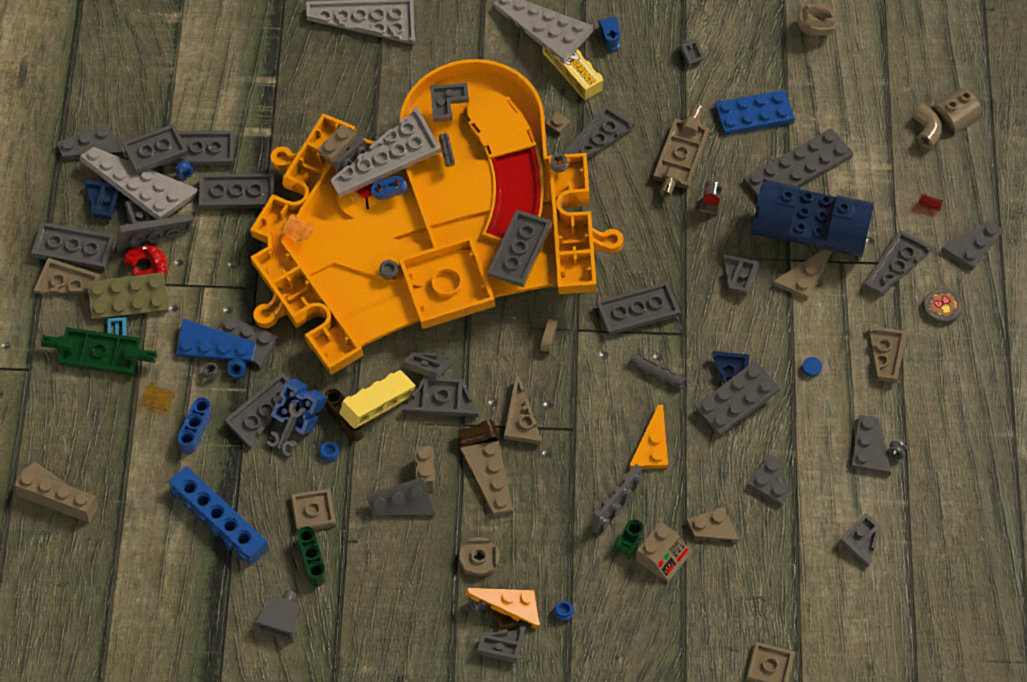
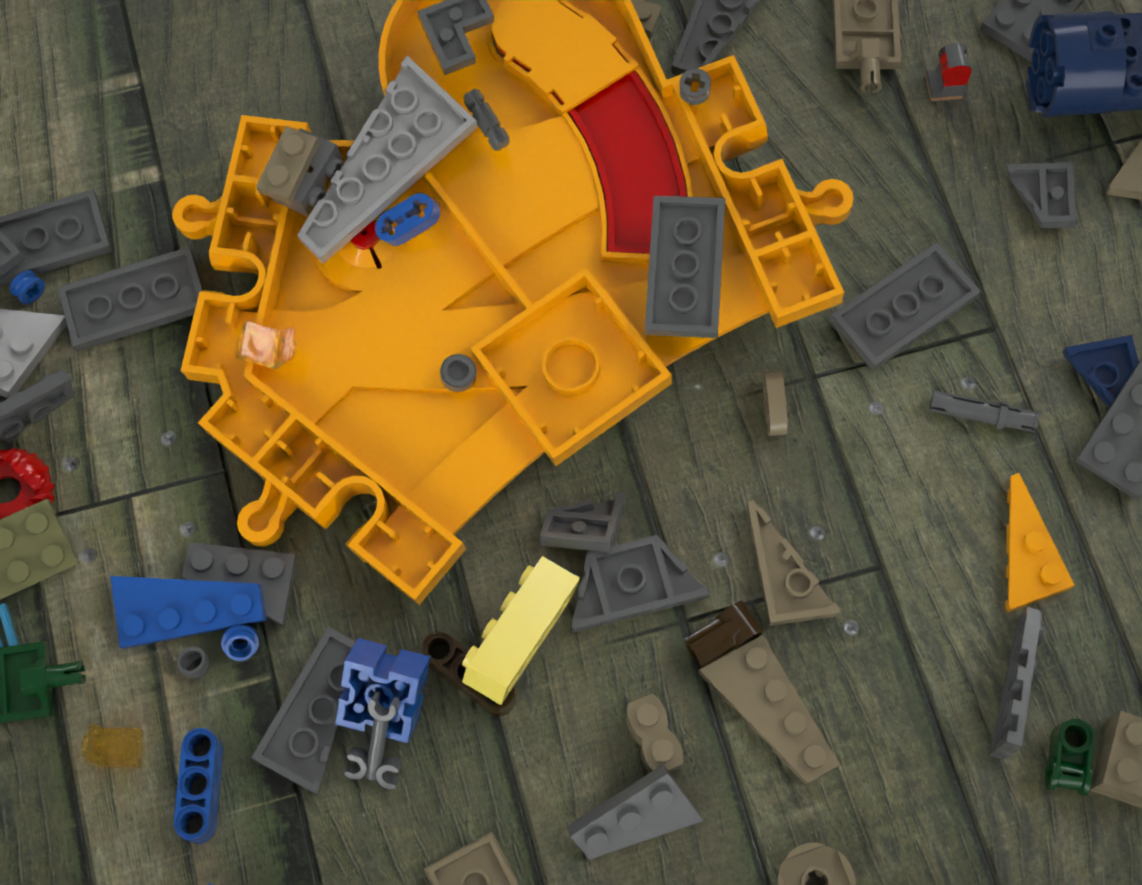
camera: 15 degrees left, 10 degrees up
(329, 451) = (464, 753): blue tile -> none

